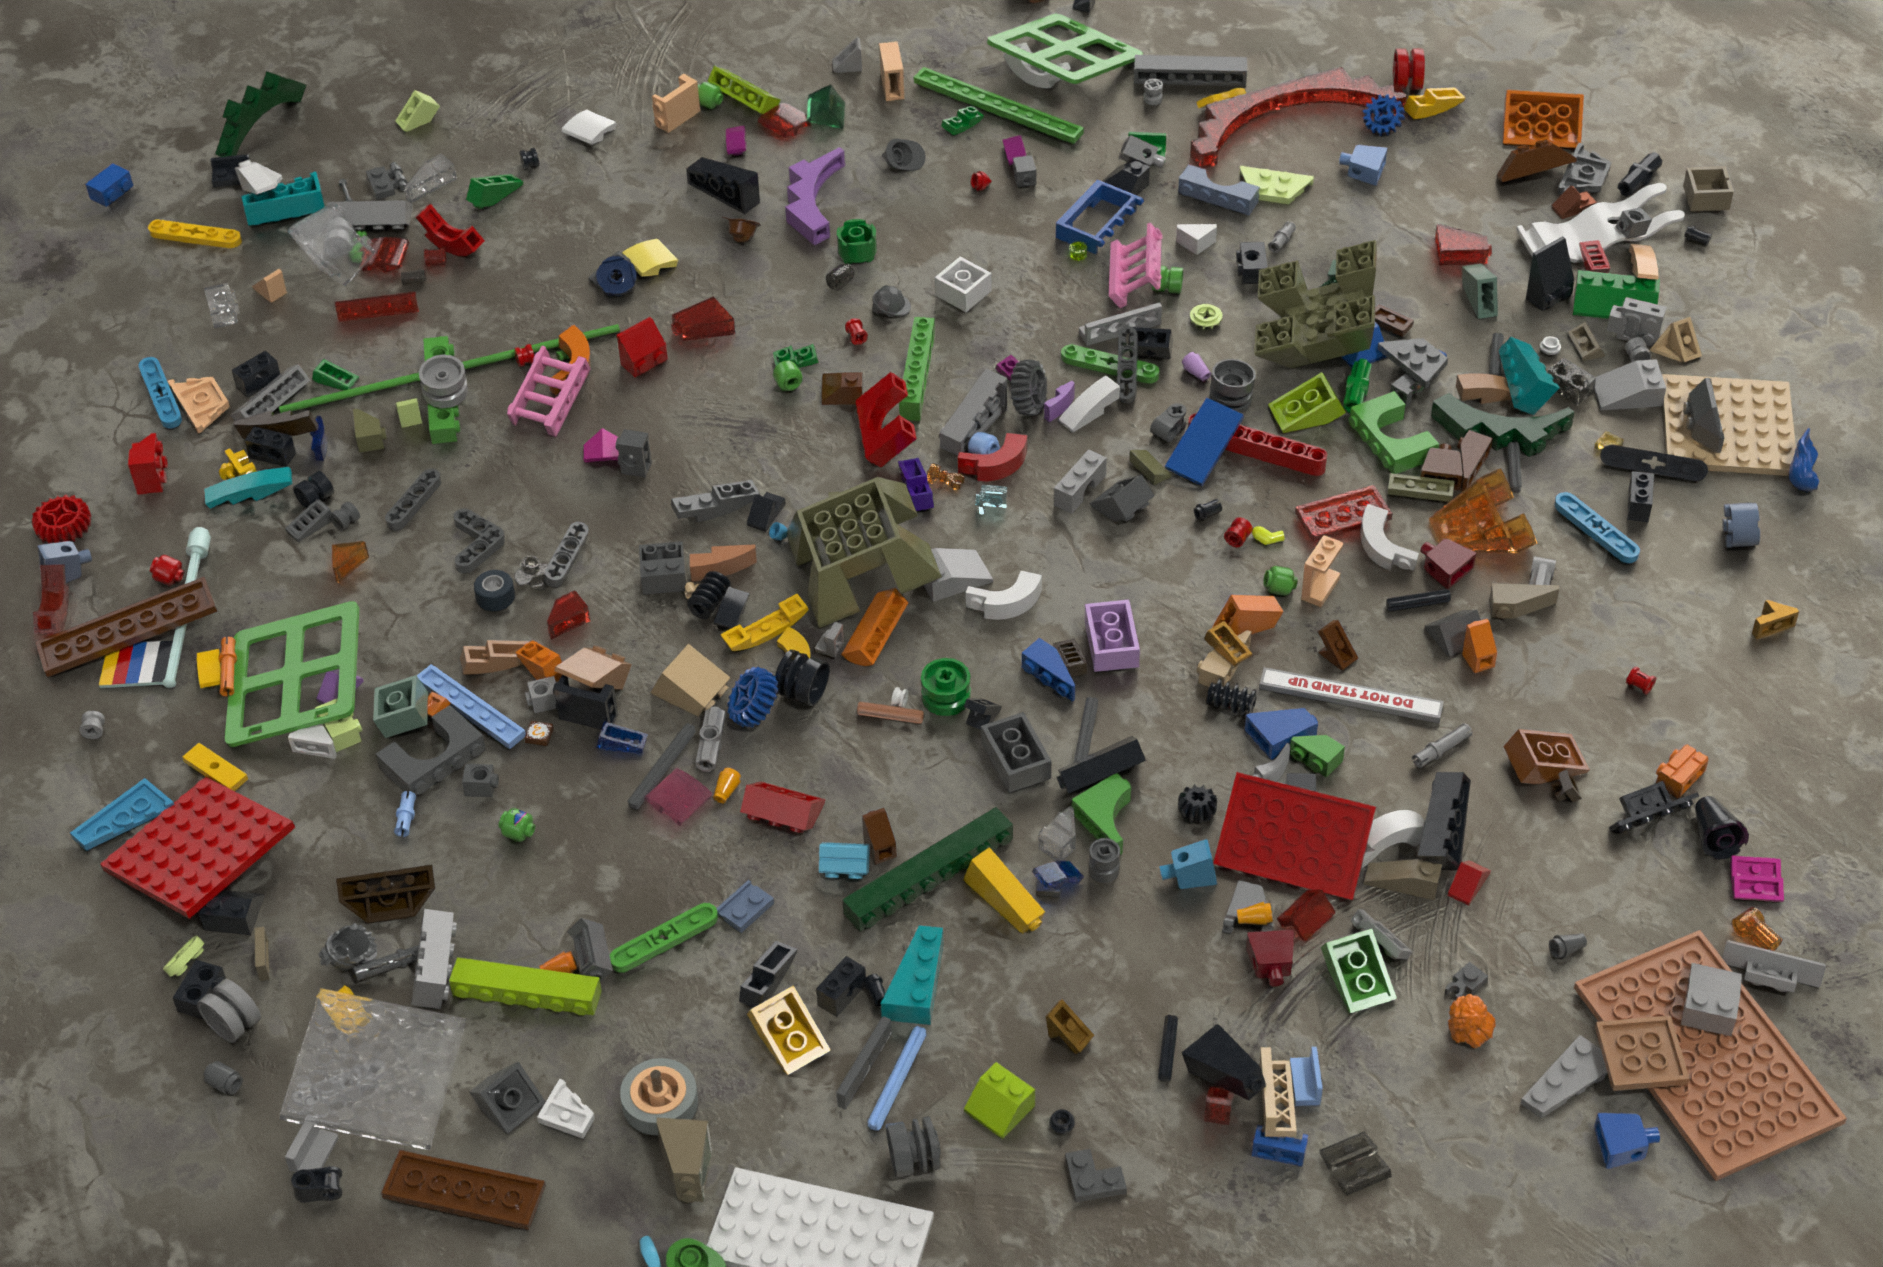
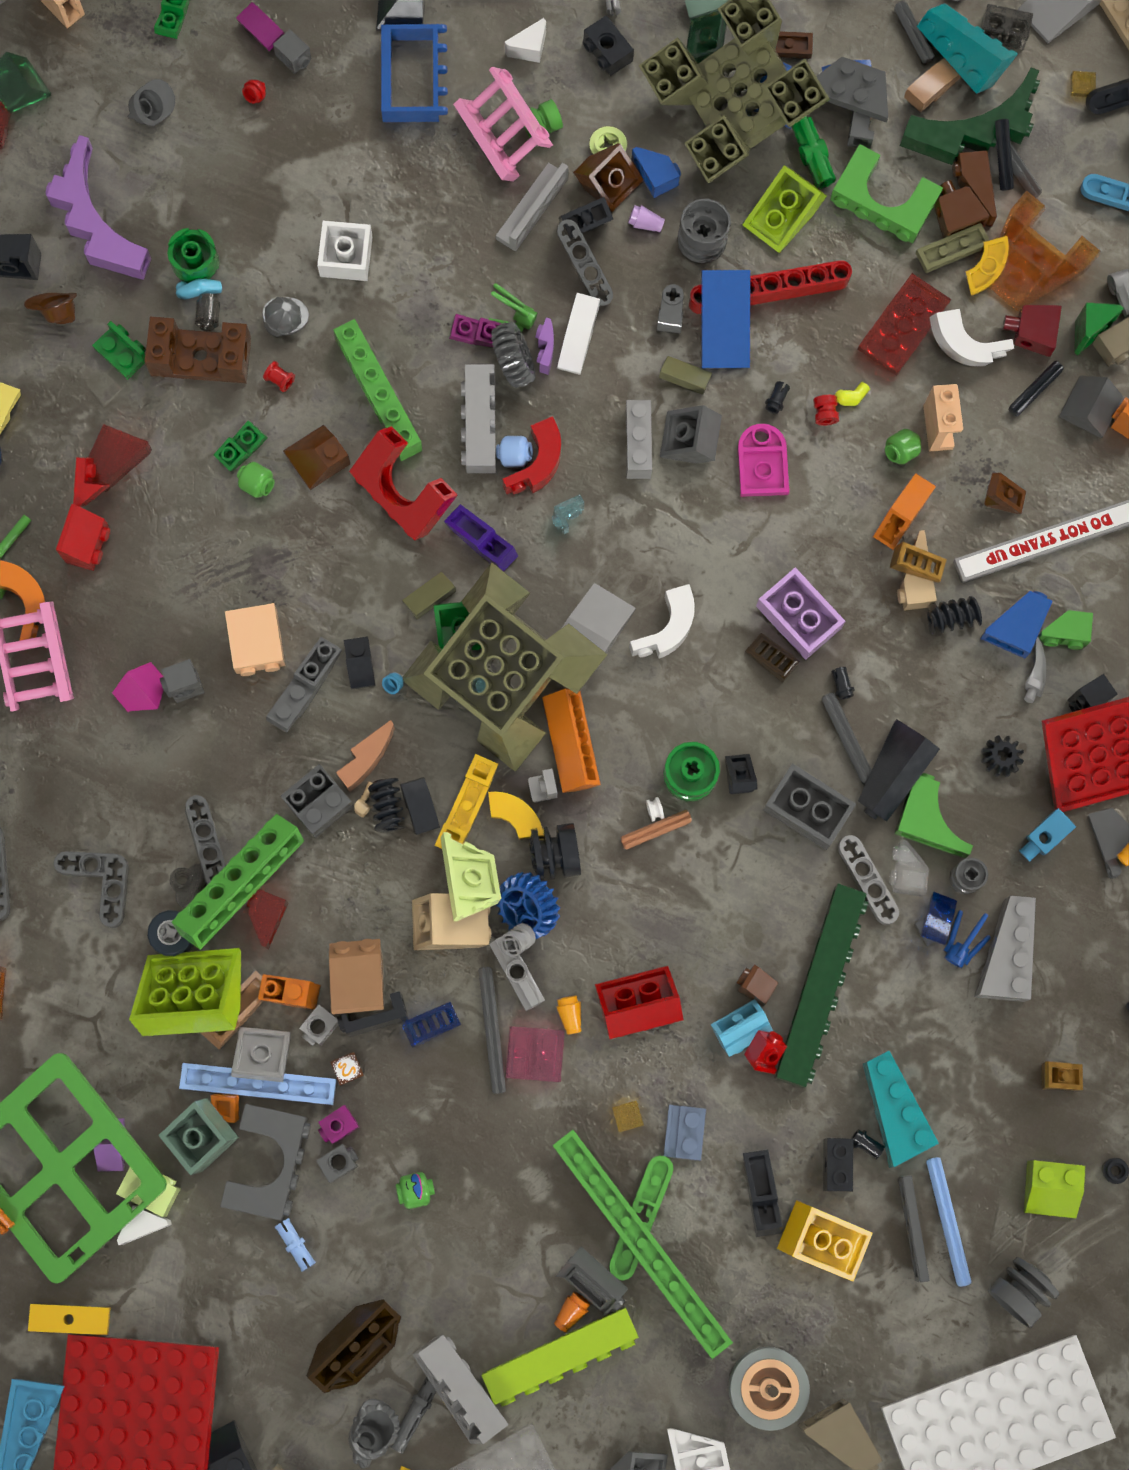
camera: 40 degrees left, 30 degrees up
(470, 622) = (189, 993): none -> lime slope
(488, 688) = (261, 1054): none -> light grey tile
(502, 757) = (337, 1125): none -> magenta brick
(565, 575) = (237, 881): none -> bright green brick
(647, 947) = (642, 1244): none -> bright green plate
(669, 317) = (84, 488): none -> red slope
(706, 460) = (255, 639): none -> light nougat brick
(711, 873) = (627, 1116): none -> clear yellow tile
(725, 656) = (470, 877): none -> yellowish green wing
(727, 710) = (517, 940): none -> light grey wheel
(763, 271) = (120, 350): none -> green bracket
(796, 287) = (172, 352): none -> reddish brown plate
(836, 259) = (197, 287): none -> medium azure arm
(856, 872) = (765, 1051): none -> red brick
(935, 473) = (489, 512): clear orange piece -> none
(1003, 891) = (906, 970): yellow slope -> none
(1022, 827) = (872, 877): none -> light grey beam
(1046, 665) = (763, 683): blue slope -> none
(1055, 908) = (958, 953): none -> blue plant
(1058, 376) = (524, 315): none -> bright green plant
(1078, 251) = (416, 125): clear neon green bush -> none
(1095, 928) = (1010, 955): none -> light grey wedge
(1100, 361) = (533, 268): bright green piece -> none
(1108, 701) = (842, 683): none -> black pin
(1163, 545) = (763, 464): none -> dark pink tile
(1191, 330) = (609, 175): none -> reddish brown slope
(1228, 342) = (656, 170): none -> blue slope
(1440, 508) = (990, 265): none -> yellow tile
(1493, 569) = (1092, 321): none -> green slope
(1506, 445) = (1004, 154): none -> black axle

